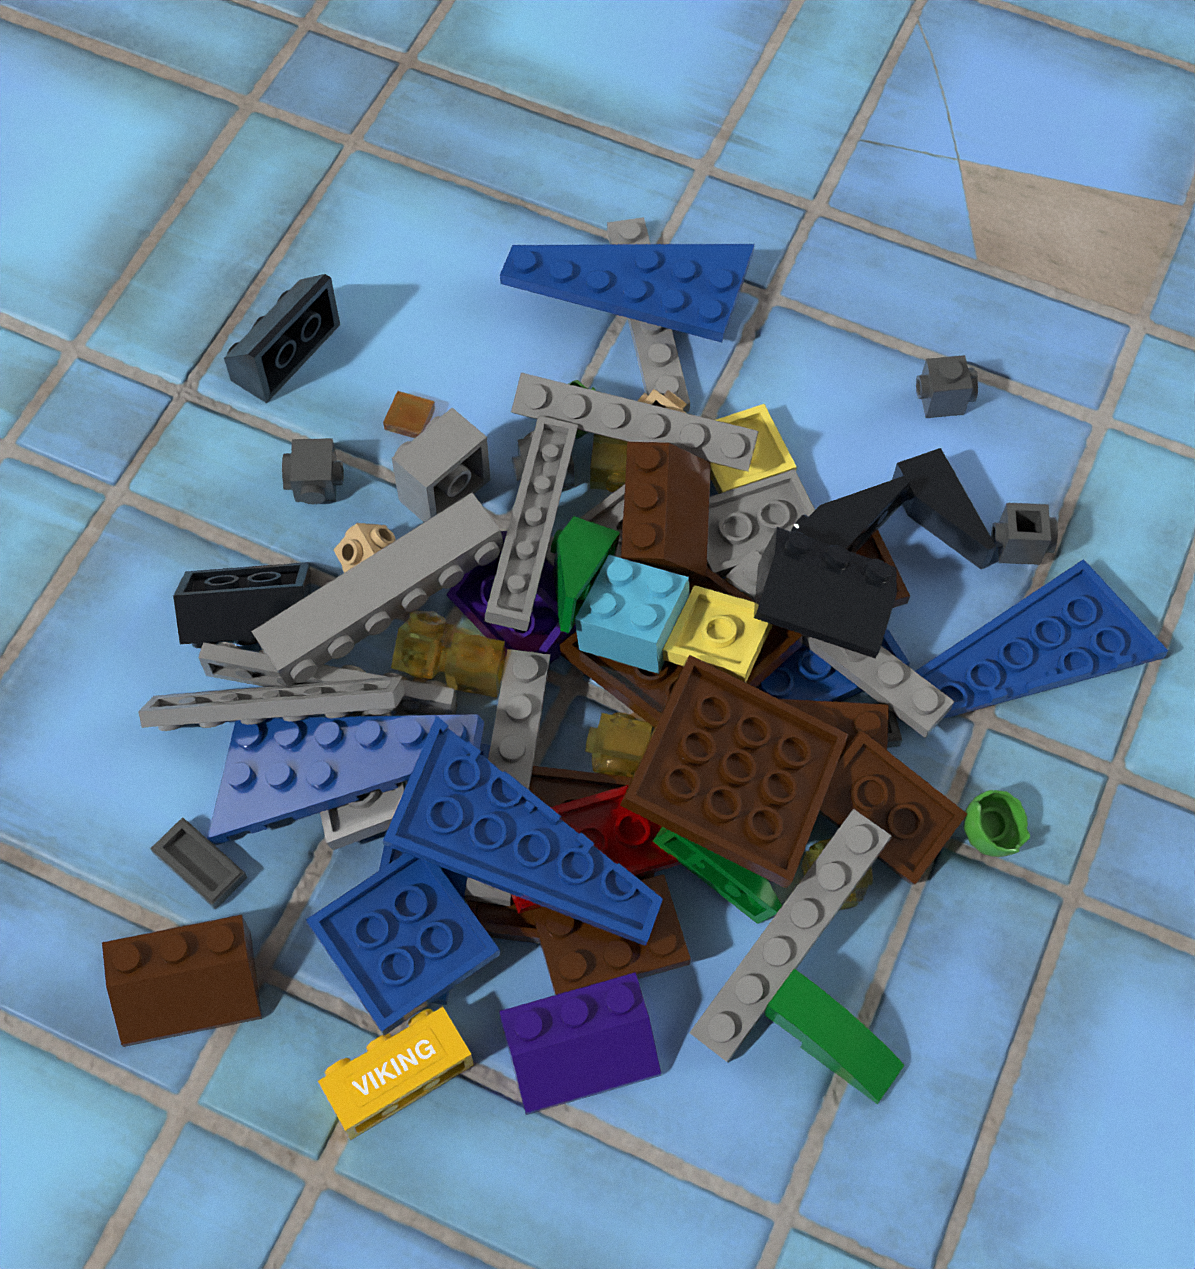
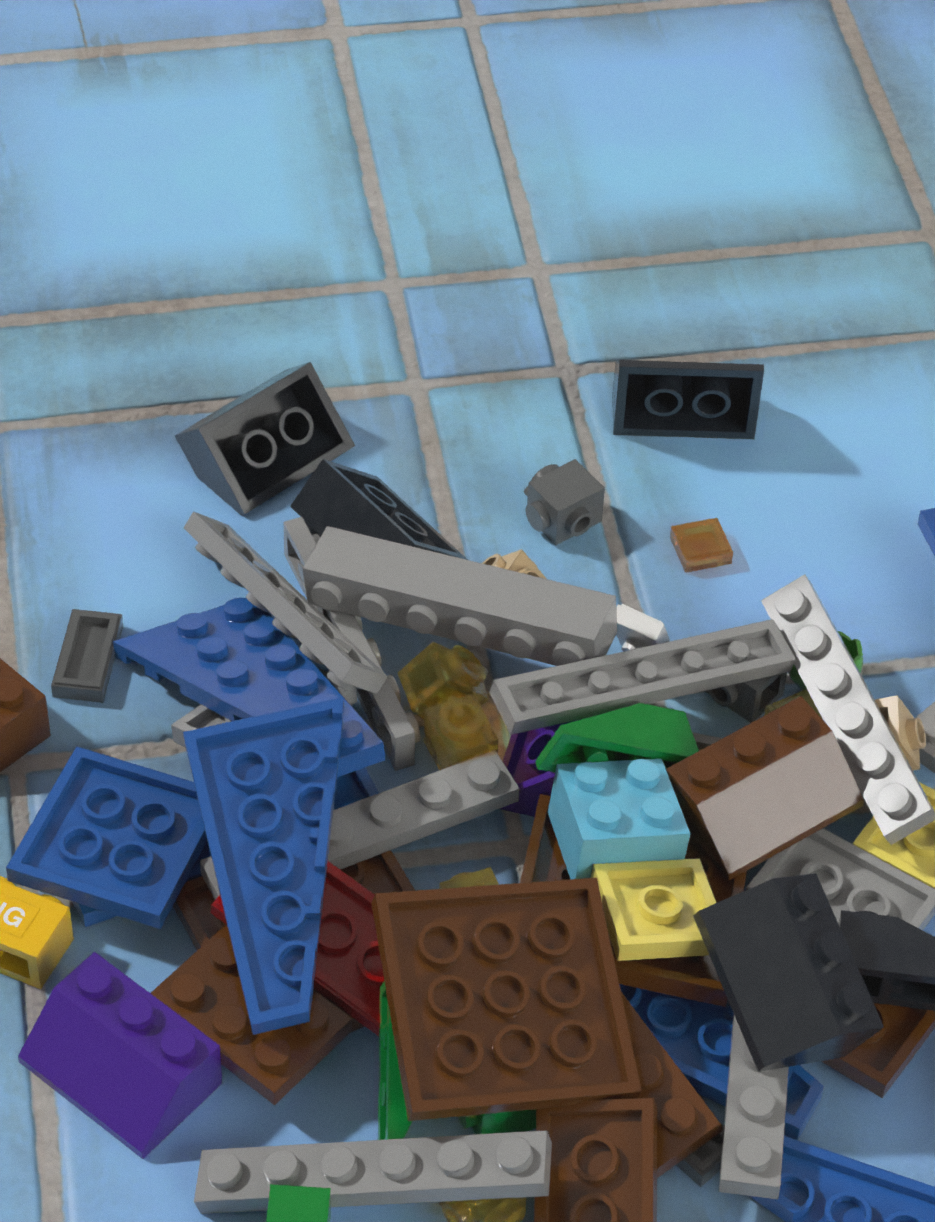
camera: 55 degrees right, 15 degrees down
(94, 621) = (266, 439): none -> black slope
(441, 465) = (655, 576): light grey brick -> none
(490, 495) = (638, 629): none -> white plate

